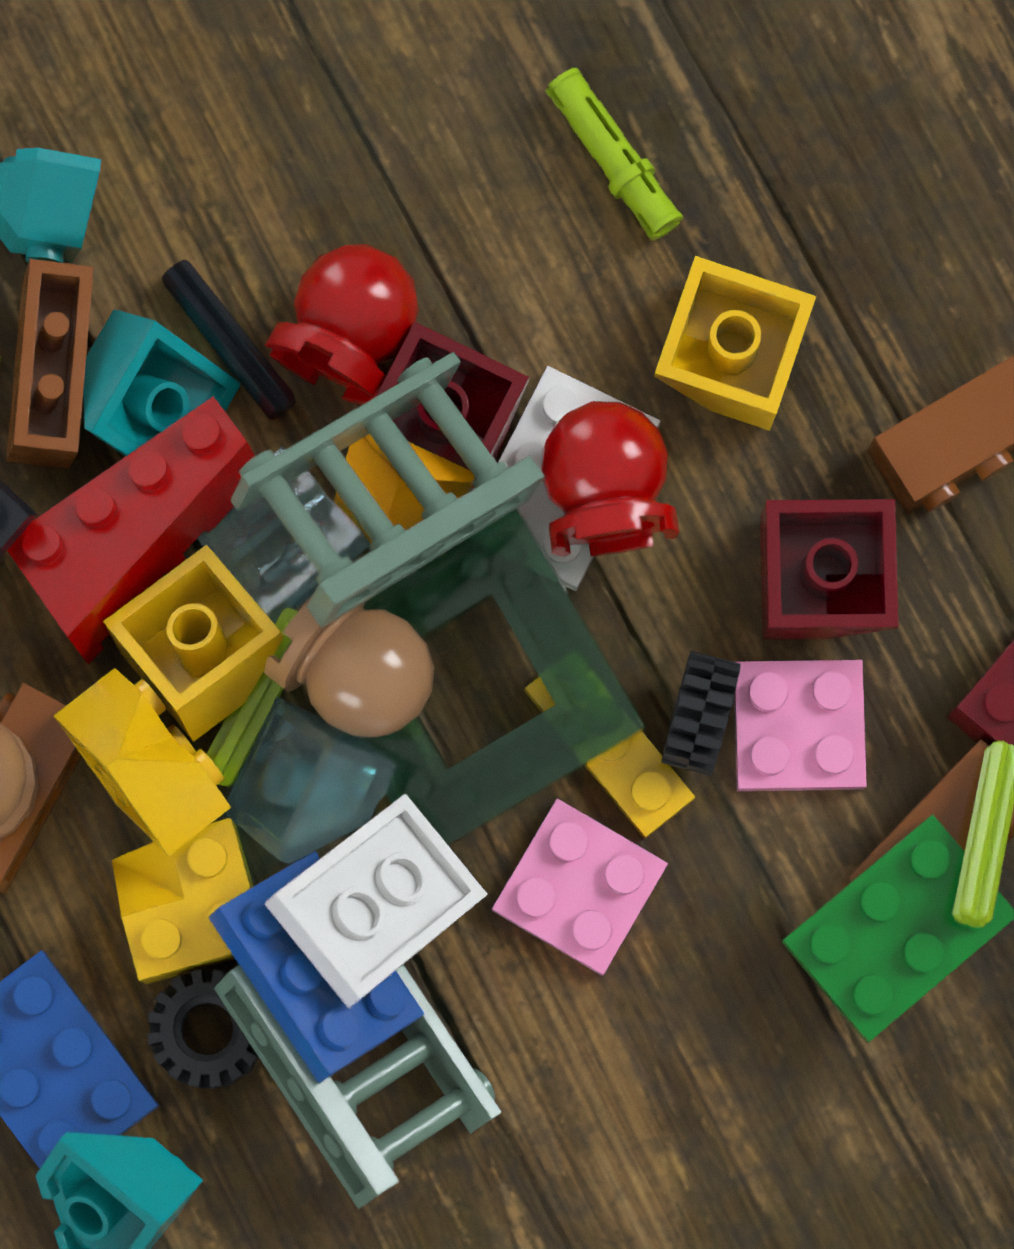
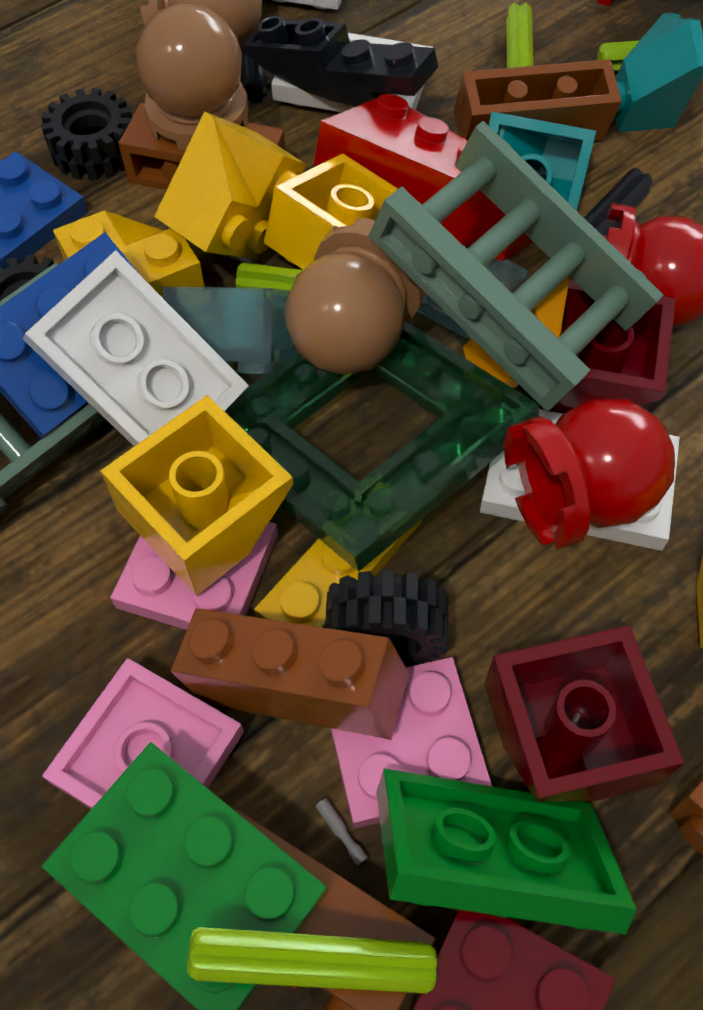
camera: 80 degrees right, 20 degrees down
(545, 858) = (198, 492): none -> yellow slope
(735, 811) = (293, 672): none -> dark orange brick
(748, 966) = (127, 717): none -> bright pink plate
(864, 800) = (340, 830): none -> light grey piece
(927, 674) = (499, 853): none -> green plate

